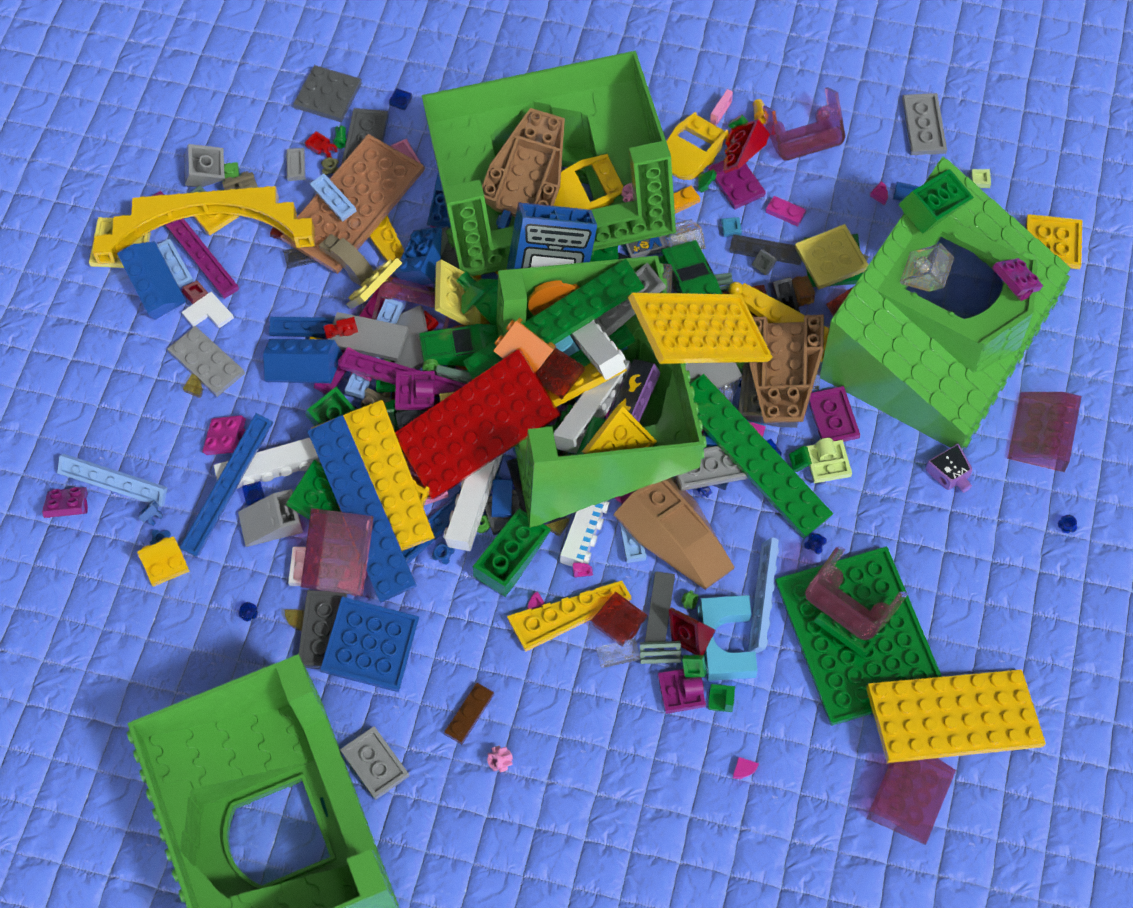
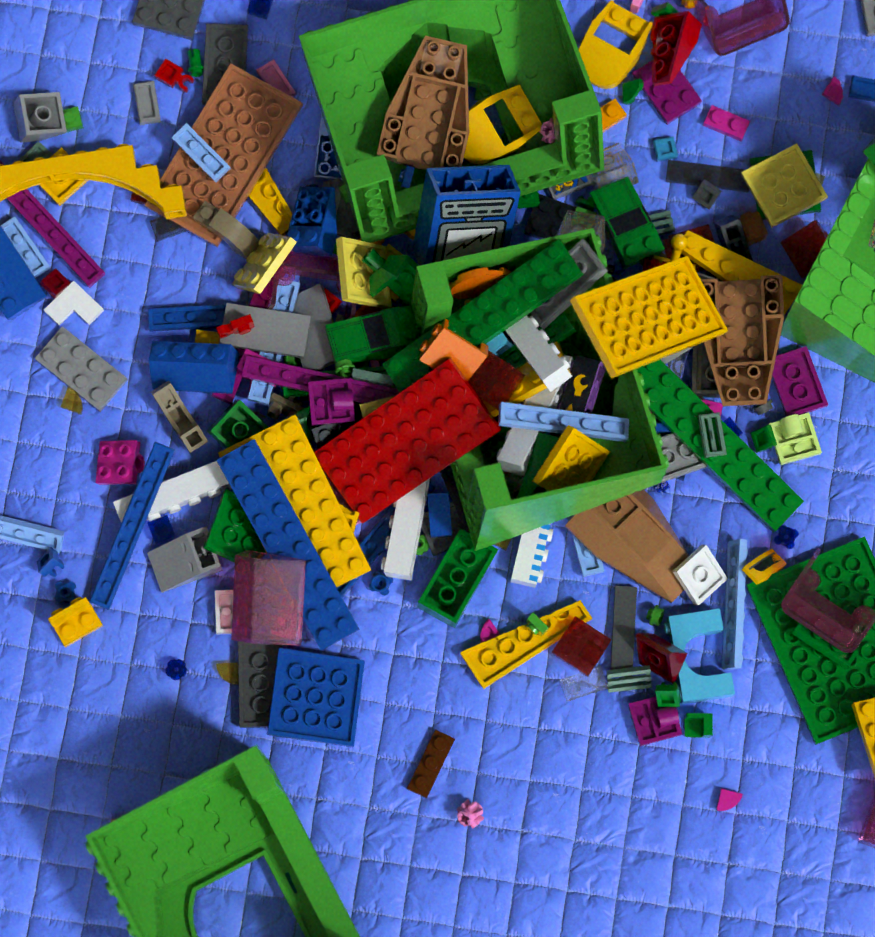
camera: 10 degrees left, 15 degrees up
(245, 180) = (87, 138): dark tan hips -> none
(282, 401) = (179, 416): none -> dark tan arch
(329, 162) = (183, 99): olive plate -> none
(374, 763) = (337, 828): light grey plate -> none
(578, 595) = (536, 625): none -> bright green plate
(582, 570) = (535, 590): dark pink tile -> none
(605, 405) = (557, 420): none -> light blue plate
(733, 566) = (700, 575): none -> white plate
(753, 461) = (702, 428): none -> sand green tile
(791, 563) = (764, 566): none -> yellow slope
(801, 432) = (763, 408): none -> dark grey plate

